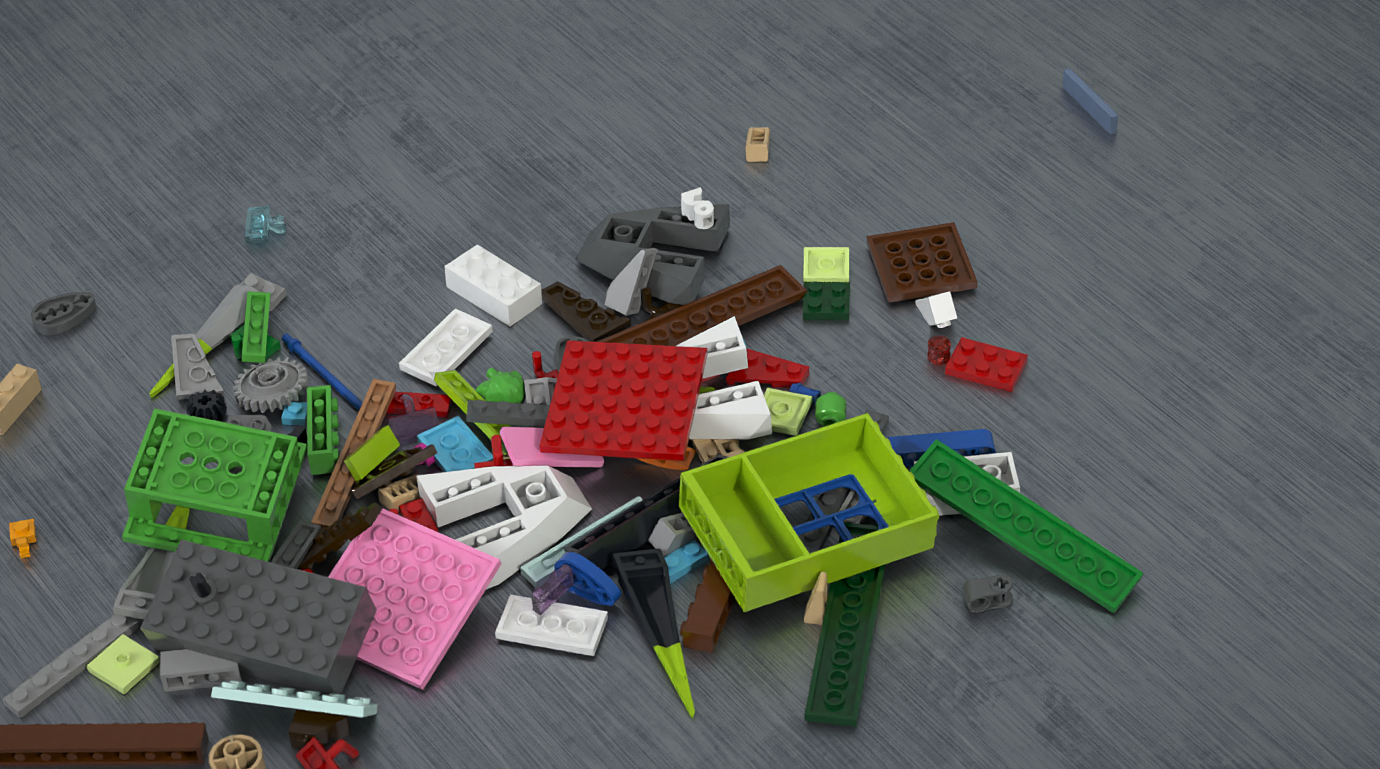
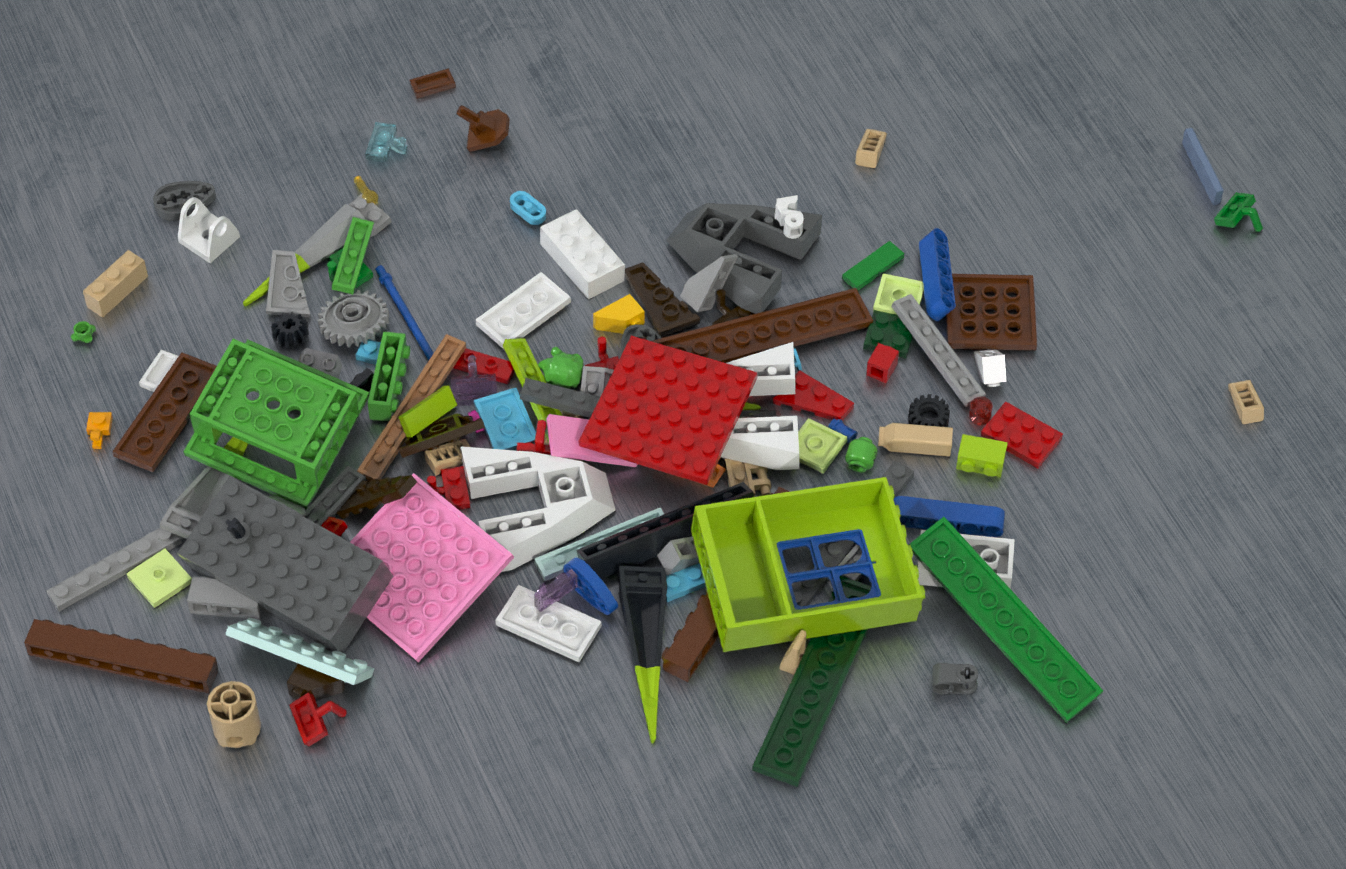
camera: 10 degrees right, 10 degrees up
(76, 472) = (157, 370): none -> white tile
(86, 330) = (202, 223): none -> white hose
(91, 509) = (164, 413): none -> reddish brown plate
(259, 273) = (369, 195): none -> clear yellow bar
(297, 165) = (432, 83): none -> reddish brown tile
(361, 193) = (485, 128): none -> reddish brown piece
(425, 255) = (531, 210): none -> medium azure plate
(546, 332) = (619, 315): none -> yellow slope
(791, 244) = (873, 265): none -> green tile
(827, 325) = (882, 363): none -> red brick
(859, 237) = (937, 274): none -> blue beam
(879, 302) = (937, 349): none -> light grey plate
(883, 386) = (916, 439): none -> tan piece
(888, 373) = (929, 405): none -> black tyre
(952, 388) = (981, 455): none -> lime brick
(1135, 130) = (1236, 208): none -> green plate
(1202, 297) = (1247, 403): none -> tan slope

